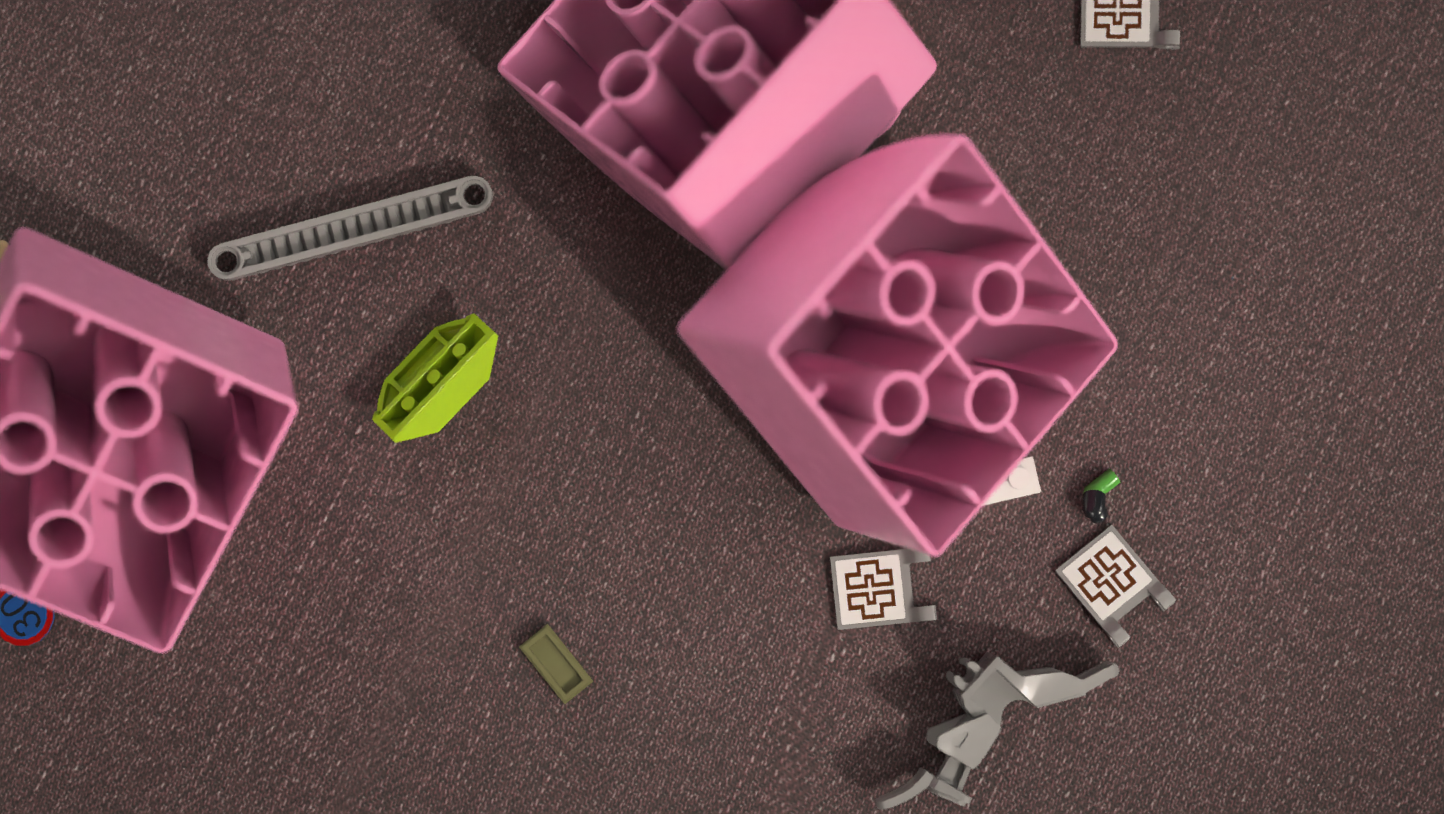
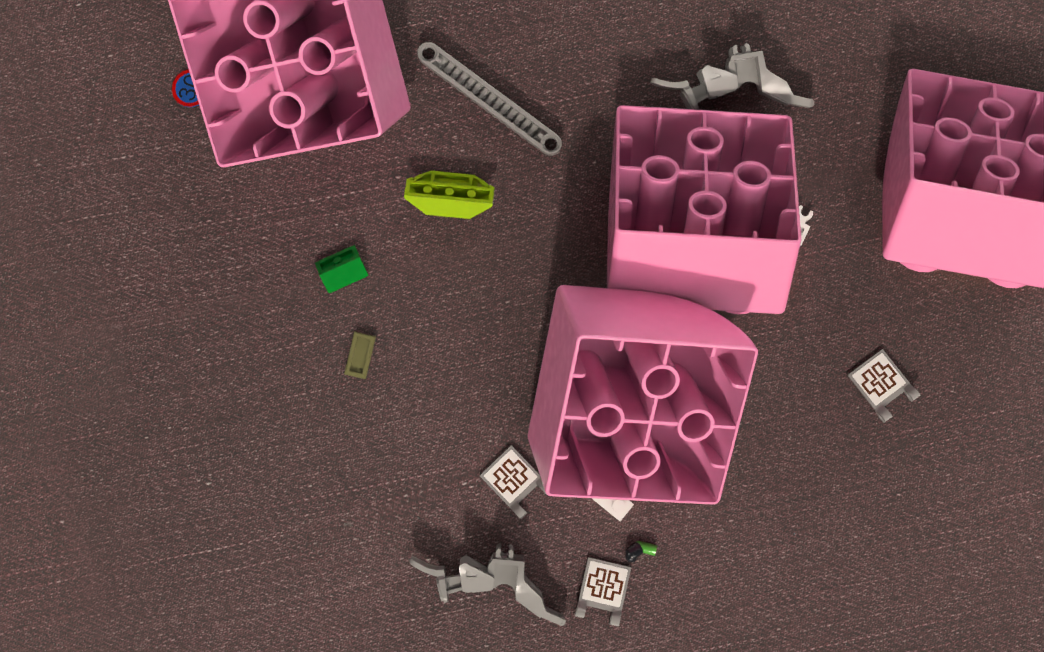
camera: 50 degrees right, 0 degrees up
(422, 599) = (341, 269): none -> green panel

